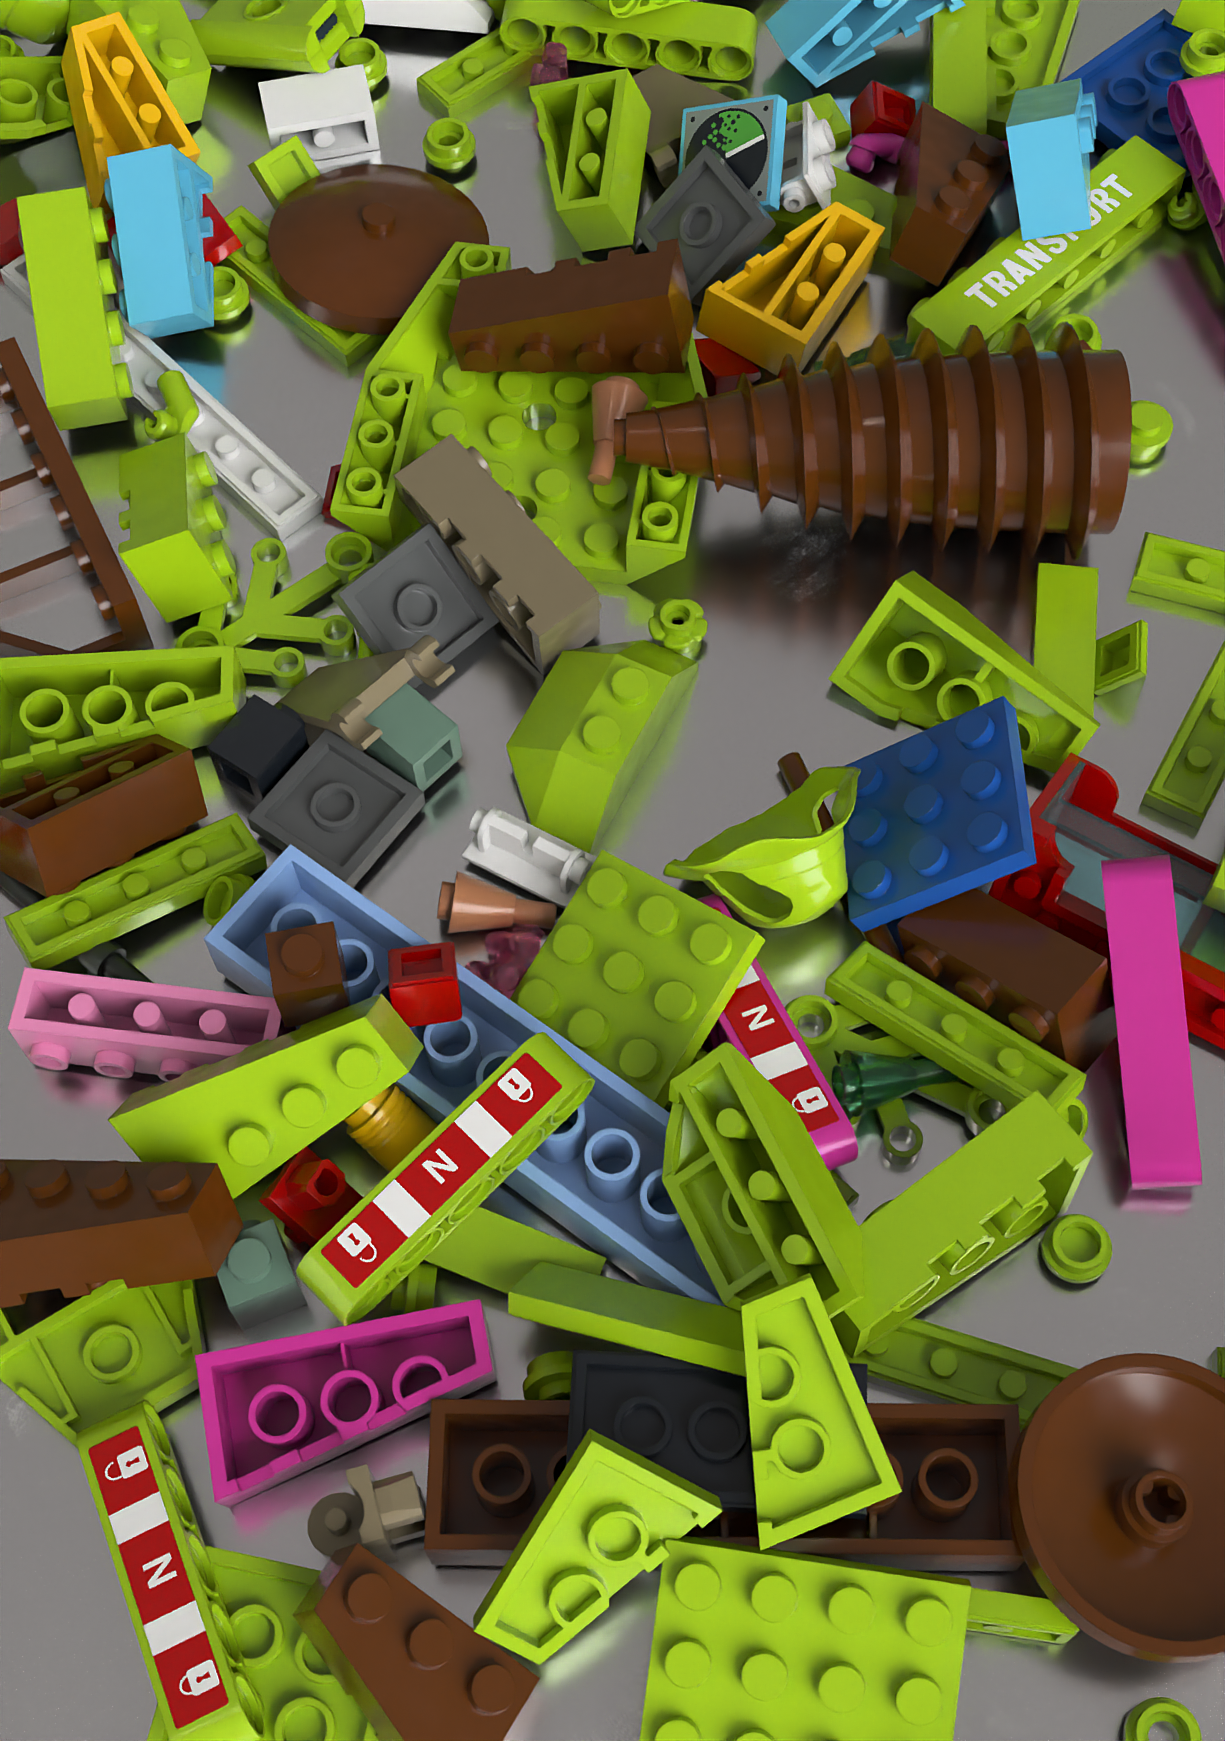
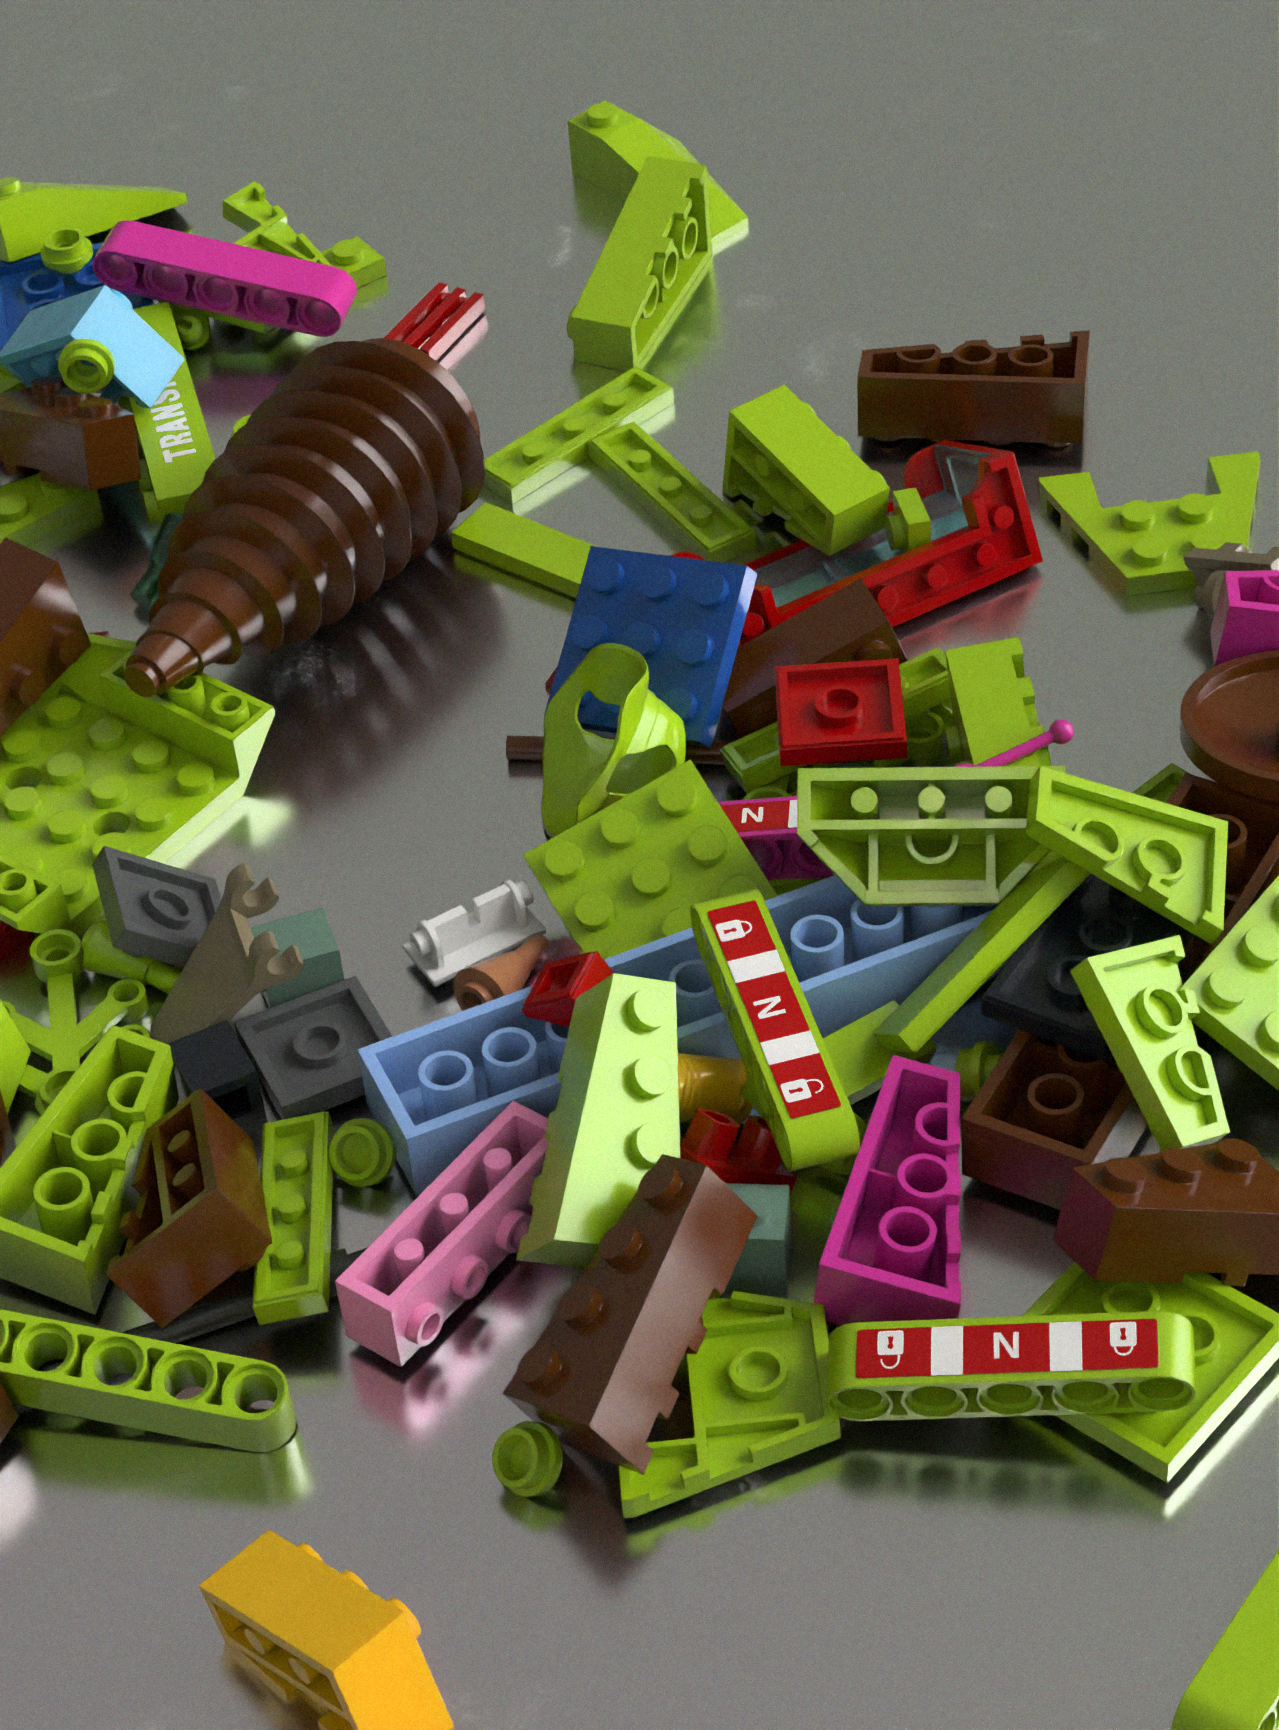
camera: 60 degrees left, 20 degrees down
(307, 972) = (516, 1048): reddish brown brick -> none
(376, 1517) = (1030, 1204): dark tan hips -> none
(502, 551) = (181, 813): dark tan wedge -> none
(593, 734) = (388, 848): lime wedge -> none
(610, 401) = (84, 706): nougat cone -> none
(674, 637) = (320, 768): lime plate -> none
(794, 291) = (95, 563): yellow wedge -> none
(879, 1195) = (1059, 732): none -> dark pink hinge
(925, 1030) = (840, 712): none -> red tile
(935, 660) = (499, 618): lime wedge -> none
(991, 163) = (81, 377): none -> lime plate
(1076, 1248) = (1084, 732): lime plate -> none
(1121, 657) = (580, 514): lime slope -> none
(1151, 1023) = (912, 590): dark pink beam -> none

